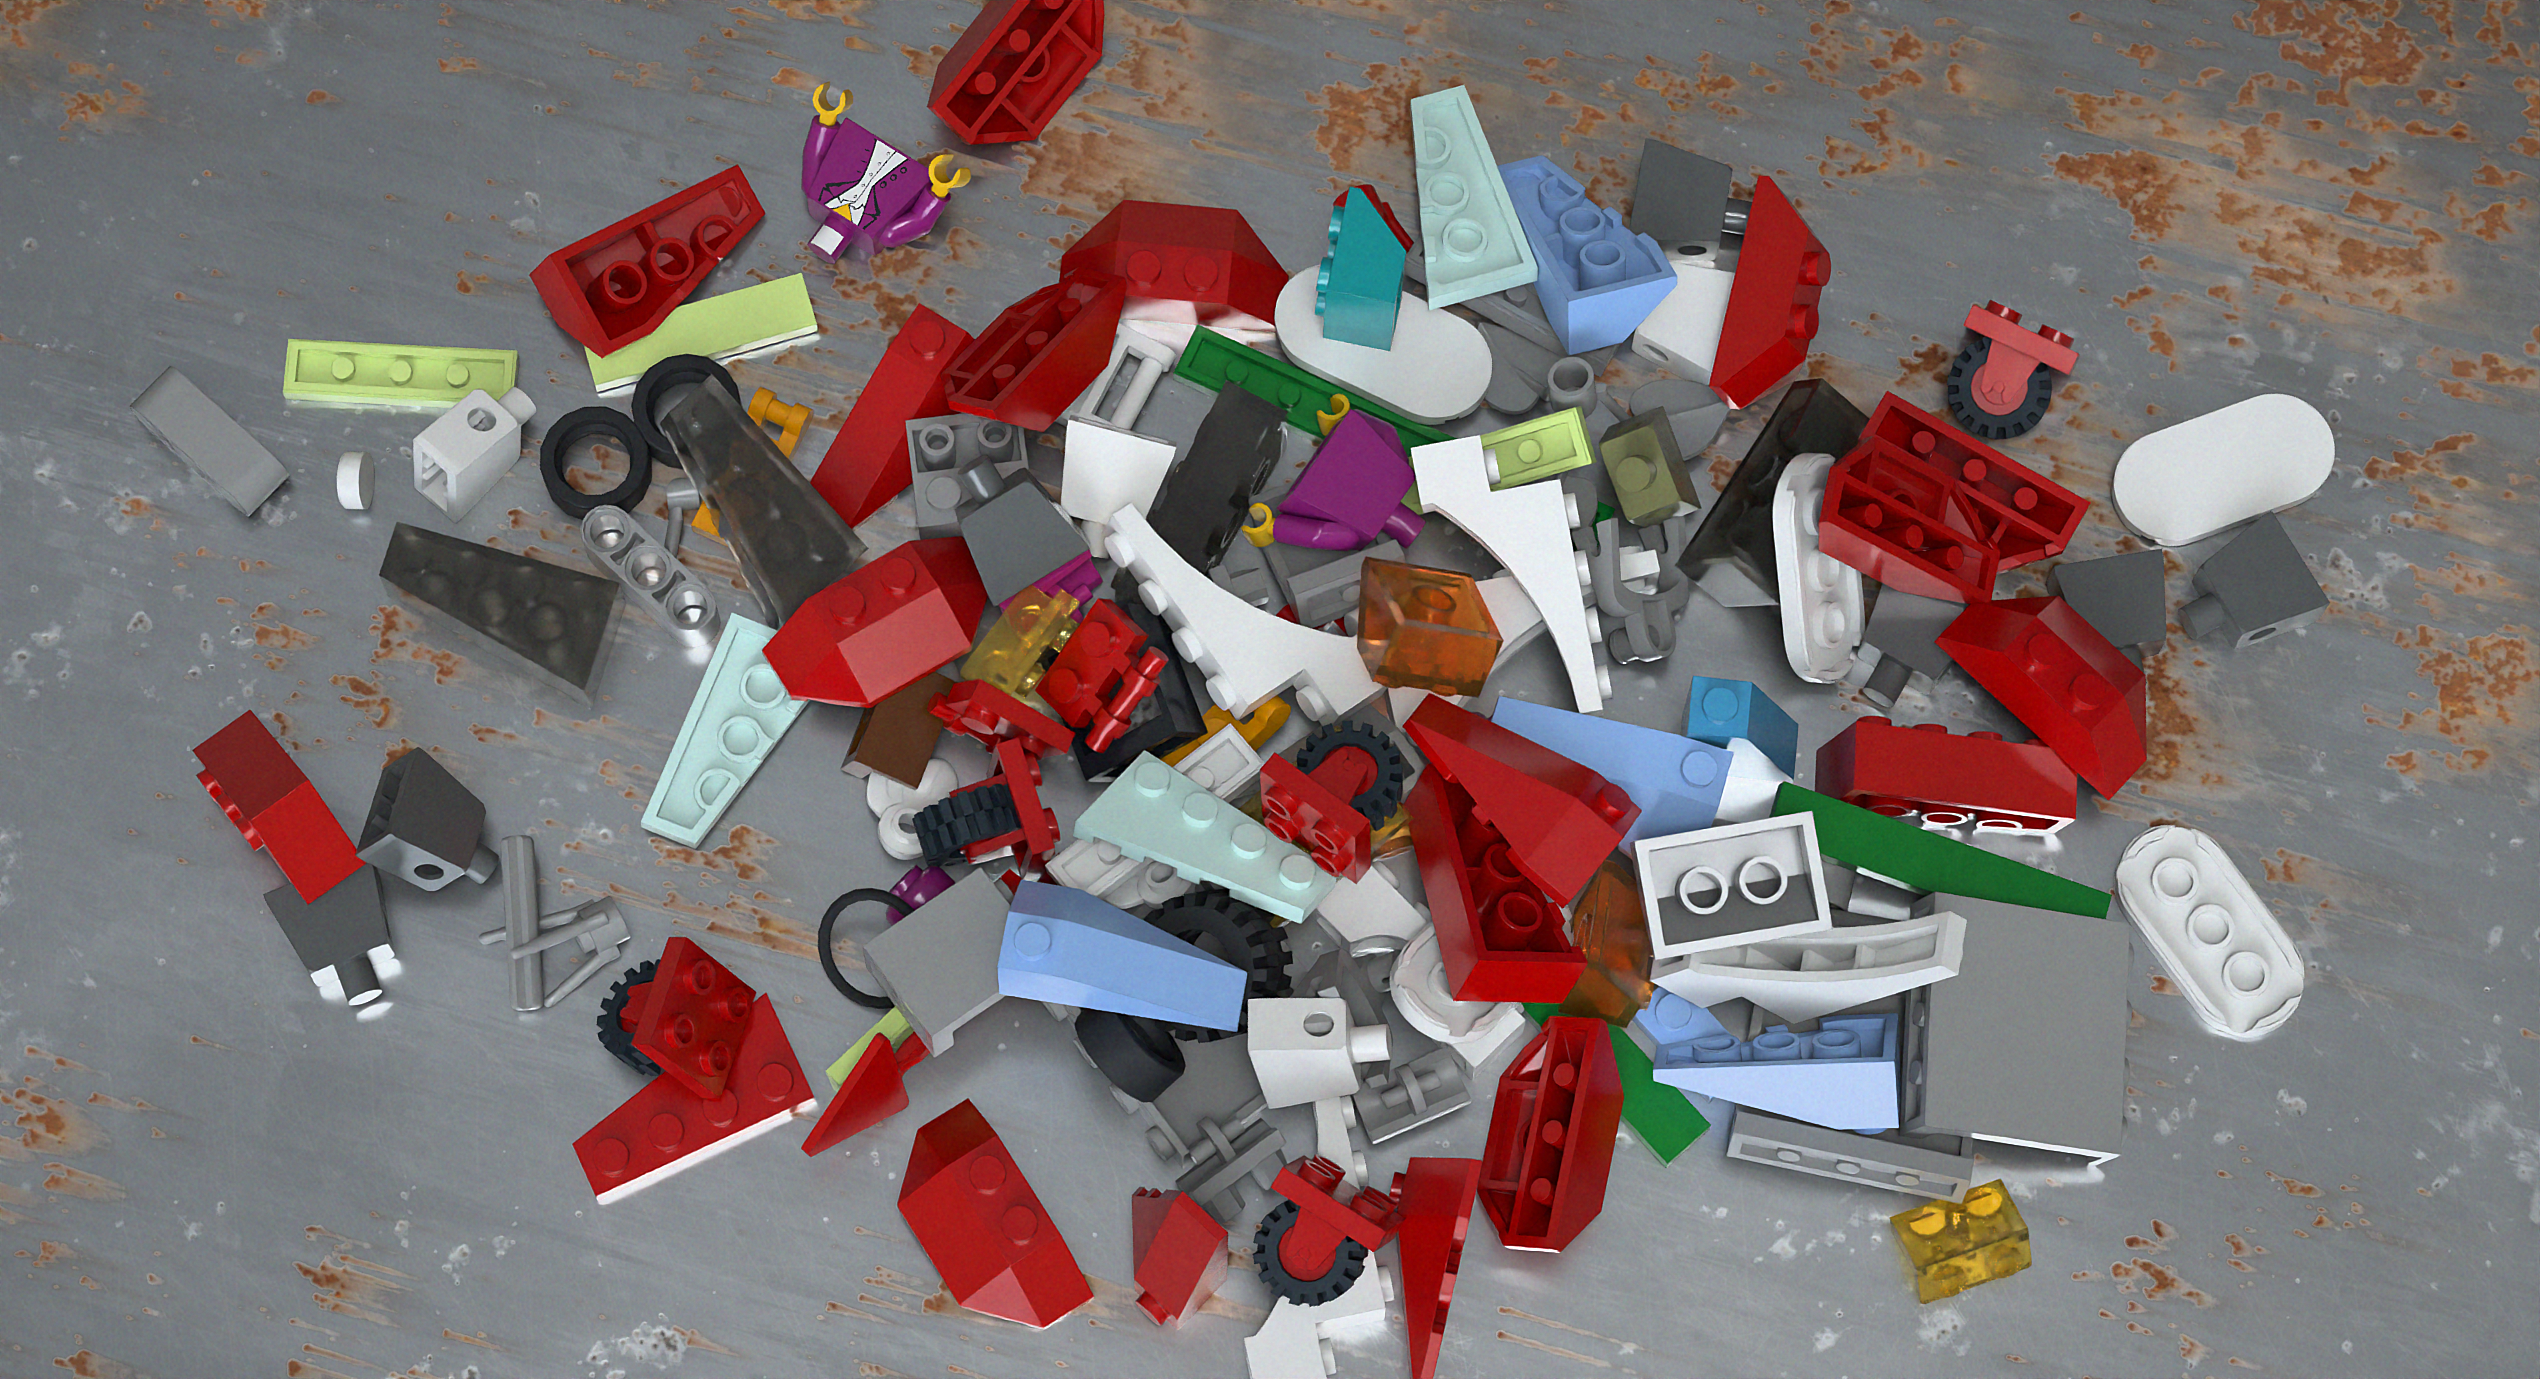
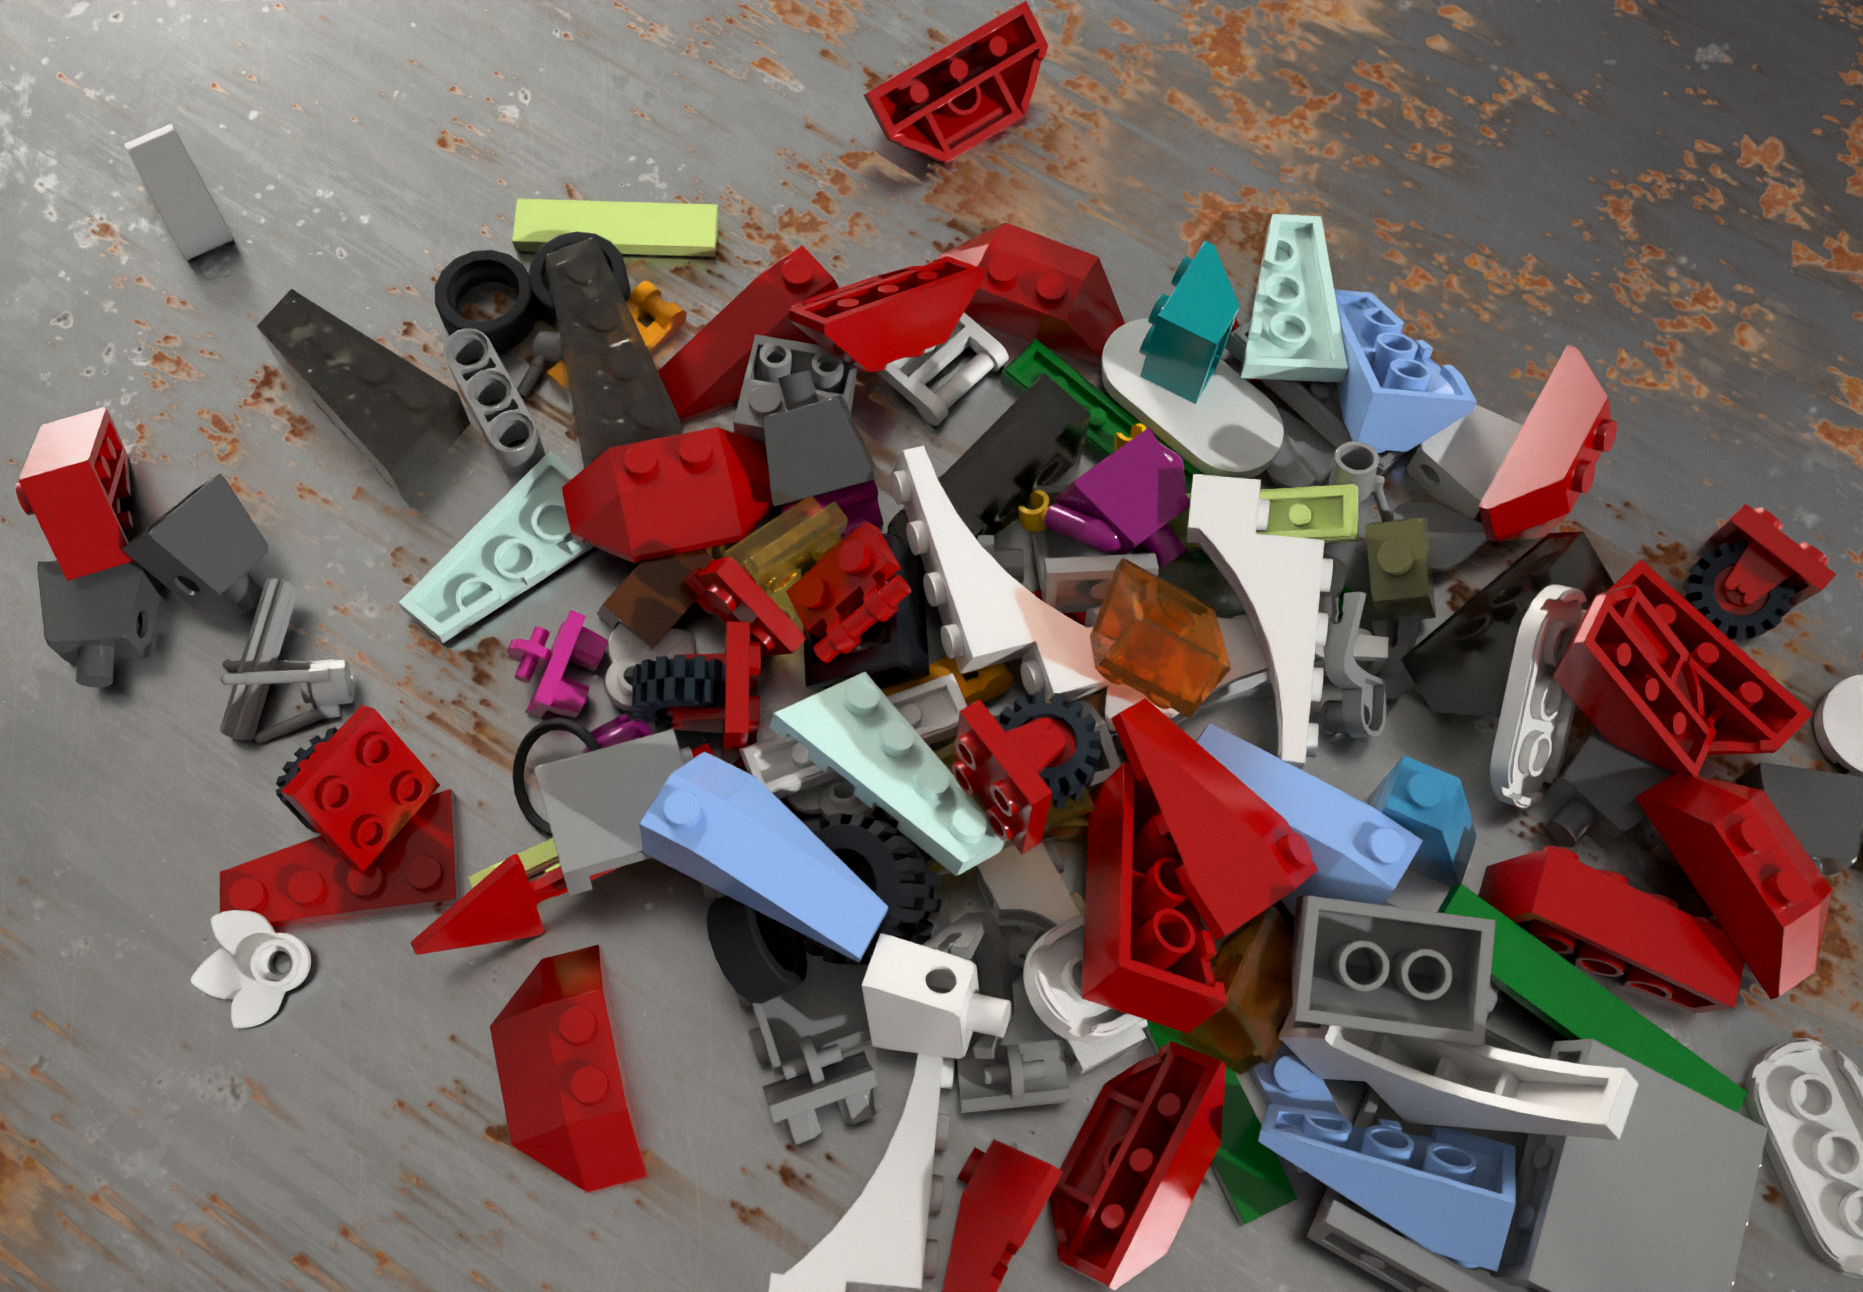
camera: 15 degrees right, 5 degrees down
(355, 480) = (283, 256): white tile -> none
(395, 373) = (361, 191): yellowish green tile -> none
(469, 449) = (382, 254): white torso -> none
(631, 1225) = (246, 969): none -> white plate
(642, 267) = (586, 156): red wedge -> none
(816, 832) = (571, 644): none -> dark pink hips
(867, 187) = (794, 152): magenta torso -> none
(1107, 471) = (918, 417): white torso -> none
(1176, 1255) = (725, 1170): red wedge -> none
(1322, 1233) = (879, 1191): plate -> none
(1685, 202) = (1492, 356): dark grey torso -> none

